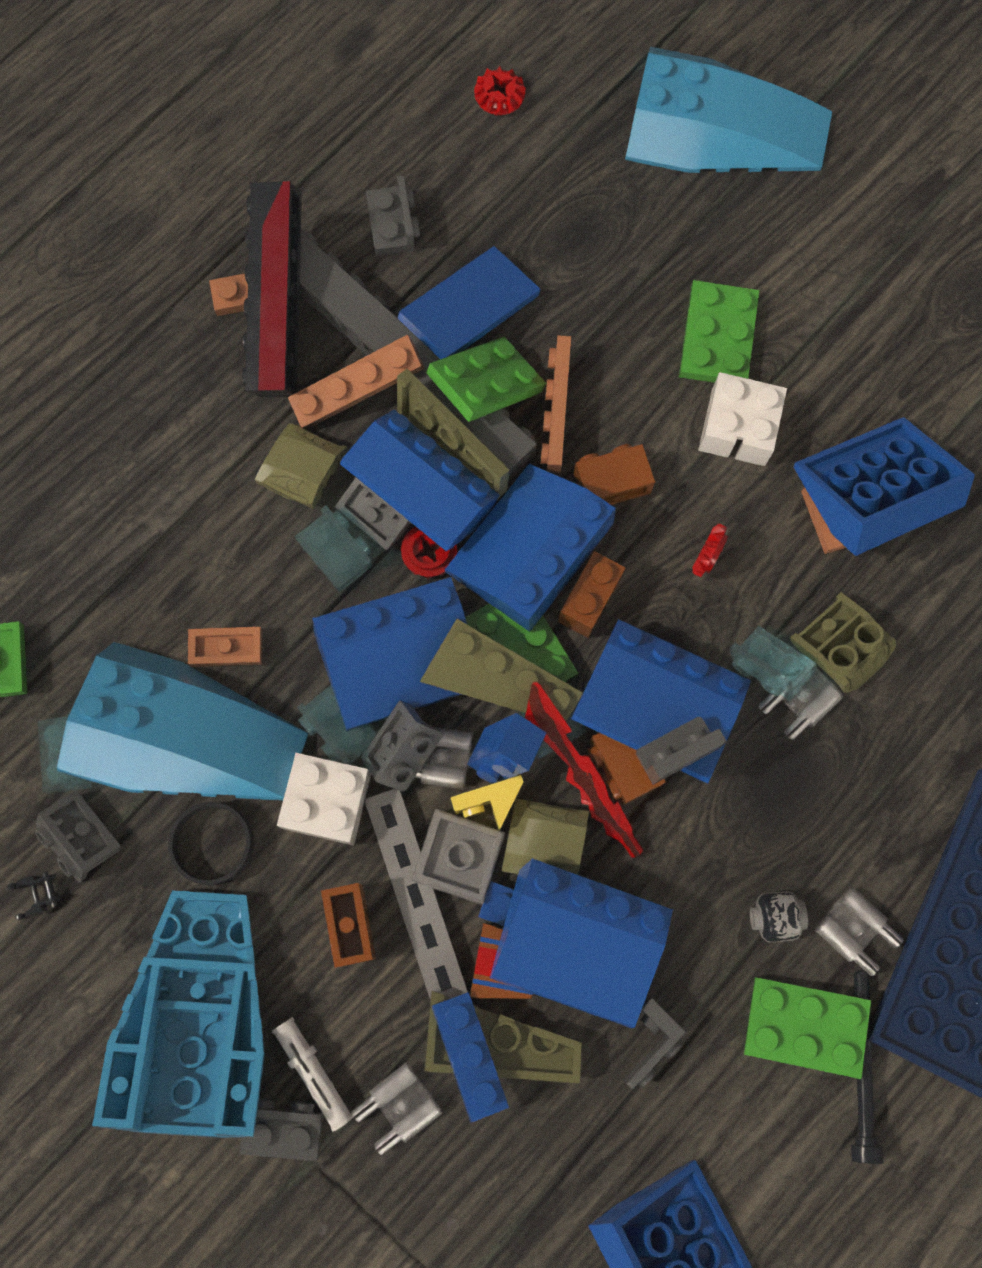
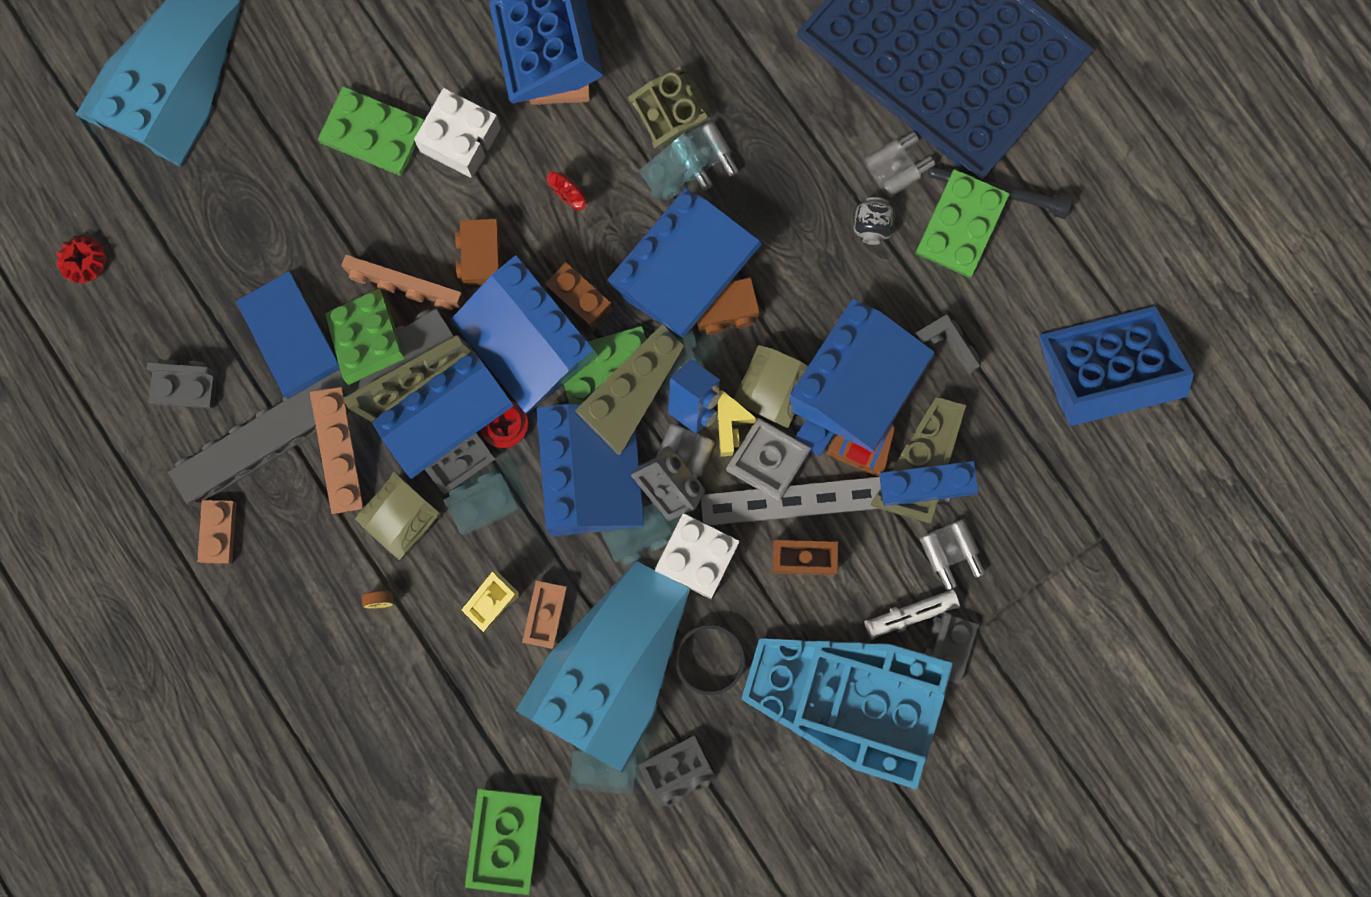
camera: 75 degrees left, 5 degrees up
(32, 882) = (715, 803): black piece -> none
(206, 467) = (377, 599): none -> dark orange tile
(228, 584) = (490, 600): none -> light yellow slope
(272, 289) = (228, 501): brick -> none
(581, 770) = (725, 342): red sword -> none
(679, 749) = (732, 256): dark grey bracket -> none

